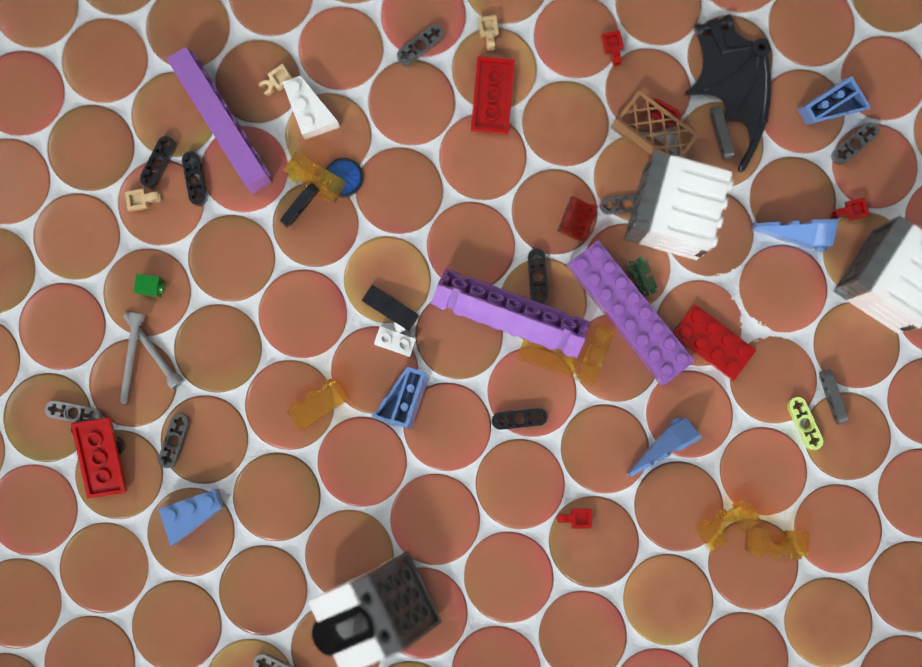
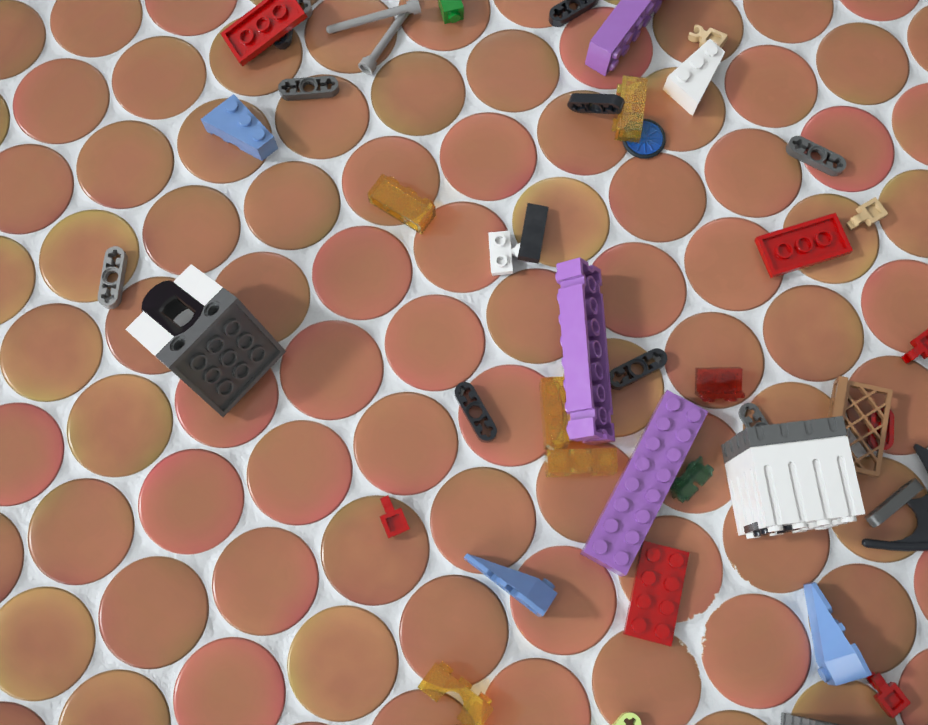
camera: 65 degrees right, 10 degrees down
(404, 399) = (445, 283): medium blue wedge -> none

